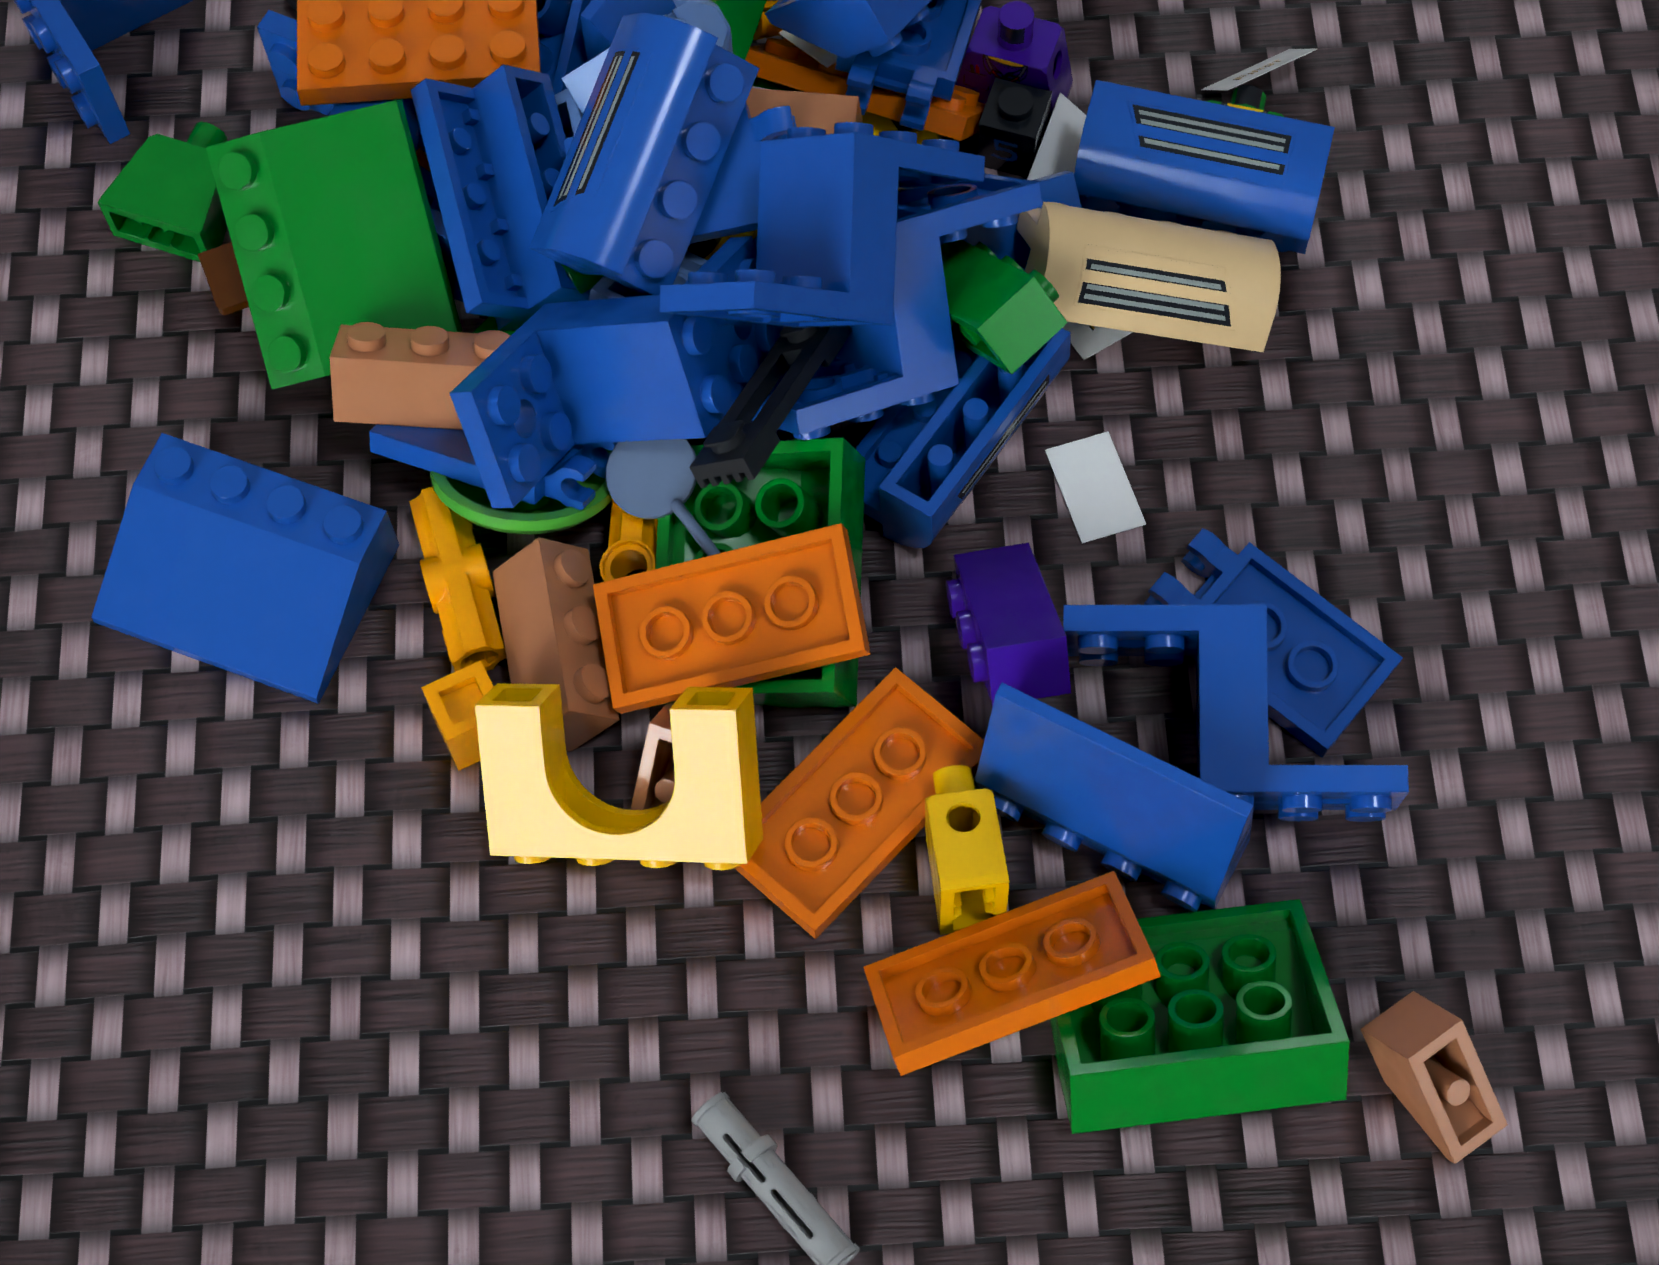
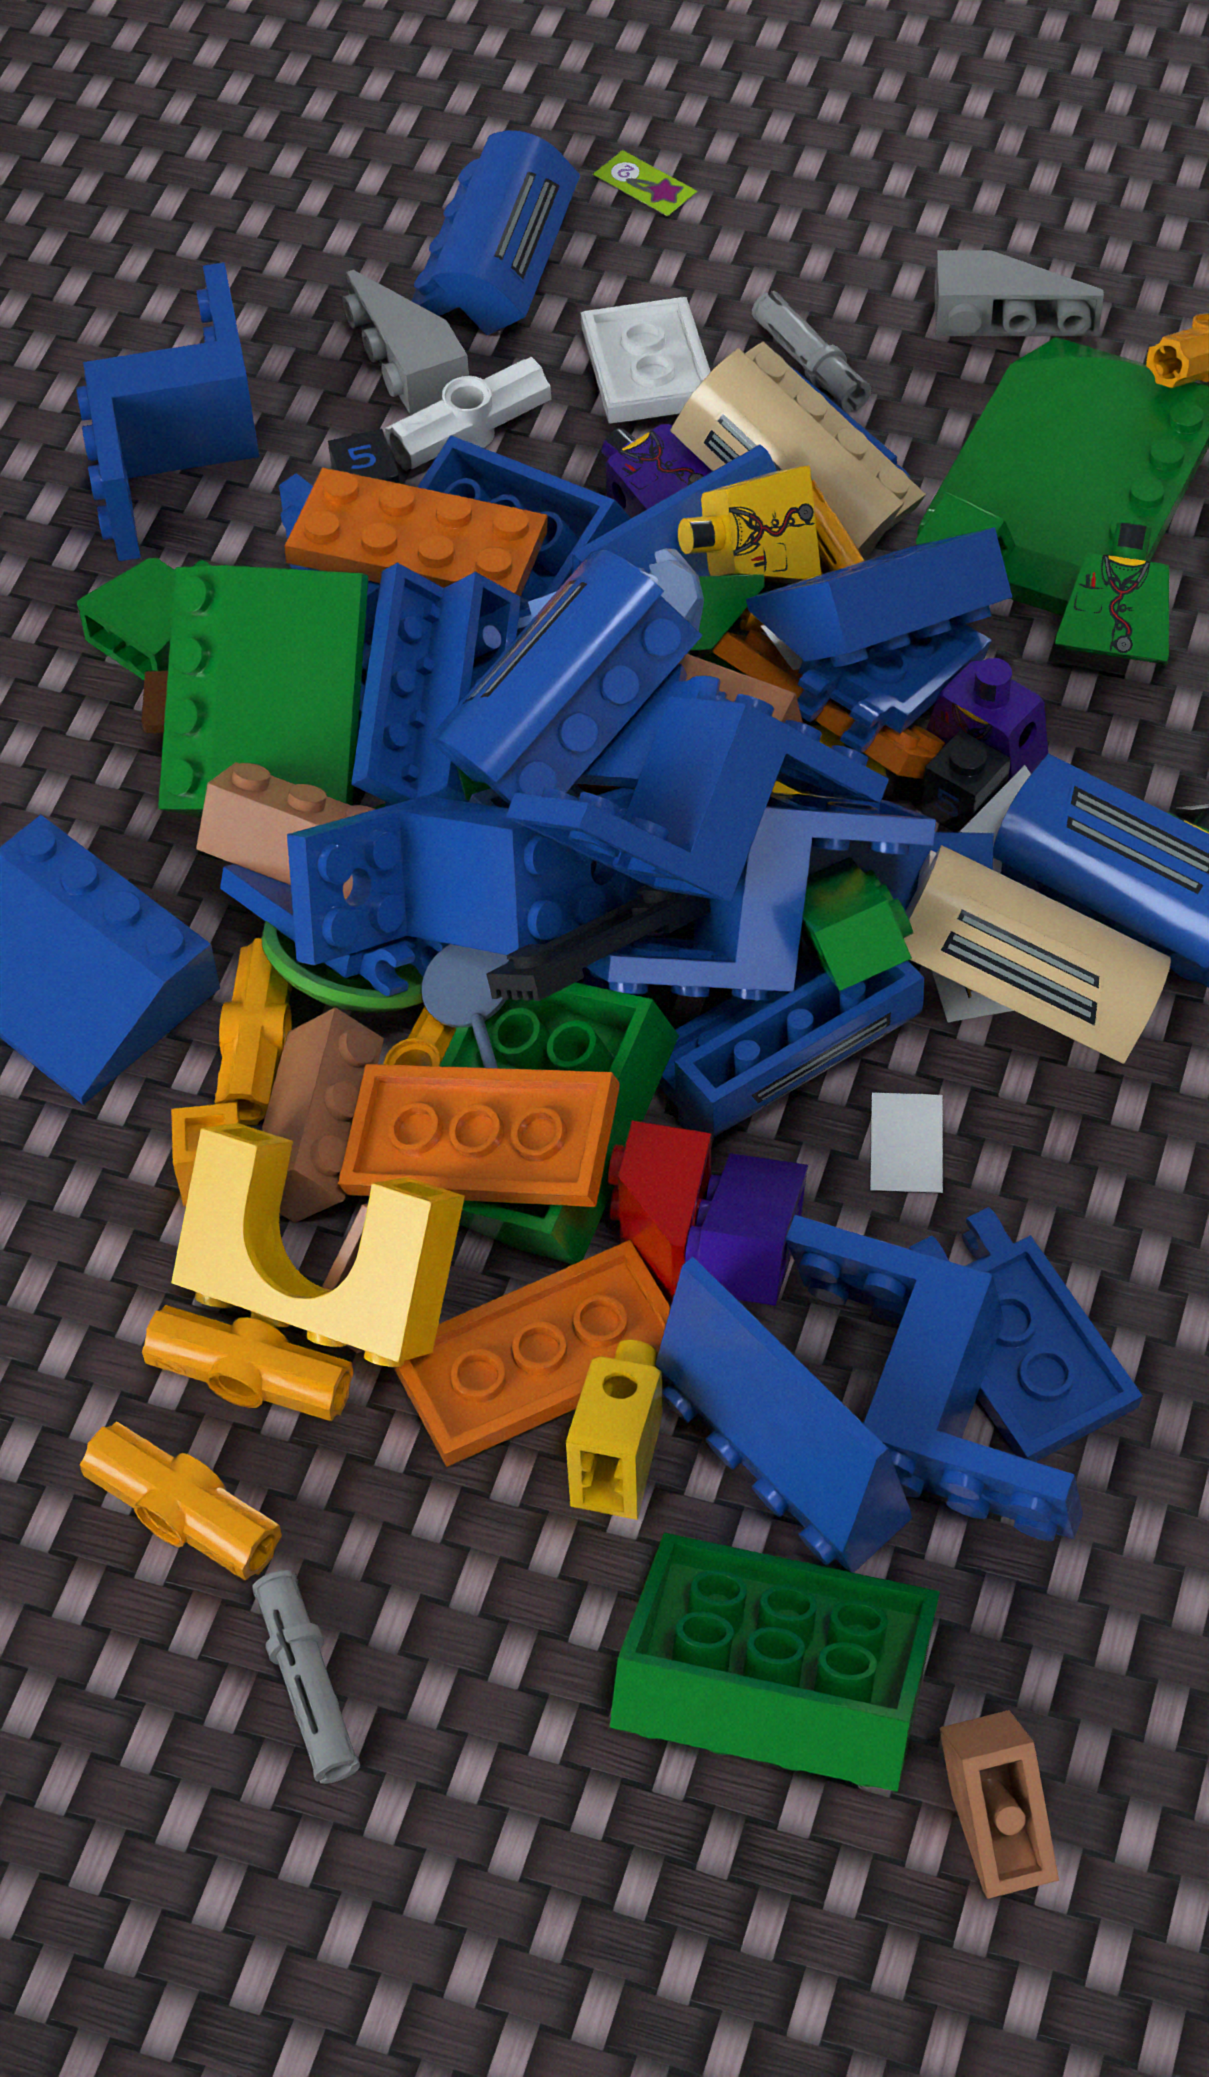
camera: 20 degrees right, 10 degrees down
(587, 1060) = (181, 1500): none -> light orange piece
(591, 905) = (248, 1362): none -> light orange piece
(918, 625) = (659, 1194): none -> red slope
(1010, 972) = (610, 1552): orange plate -> none

